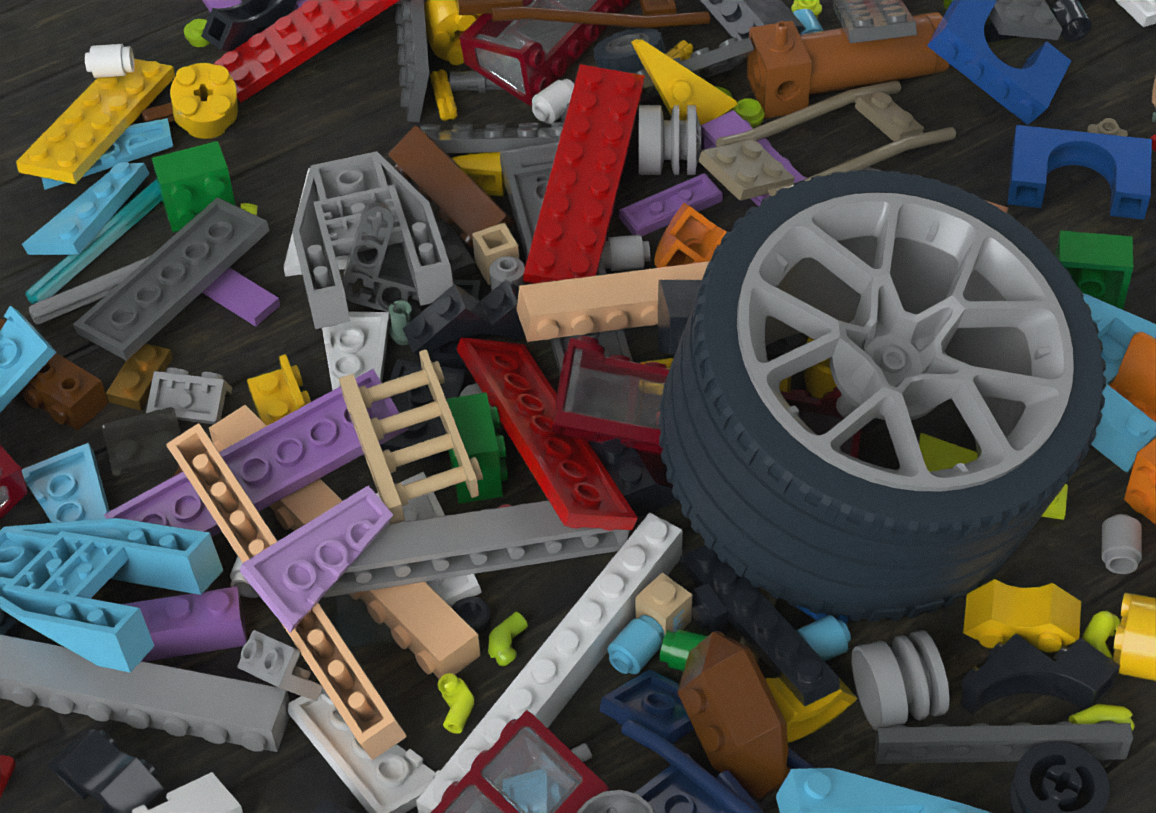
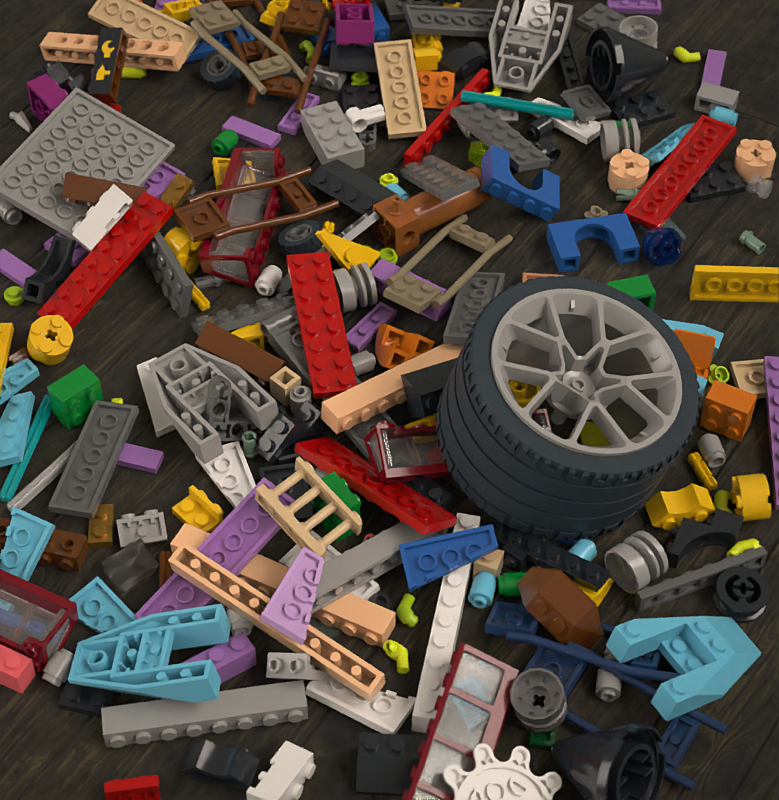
camera: 25 degrees left, 0 degrees up
(580, 567) = (440, 555): none -> blue wing
(1091, 573) = (702, 471): none -> yellow axle

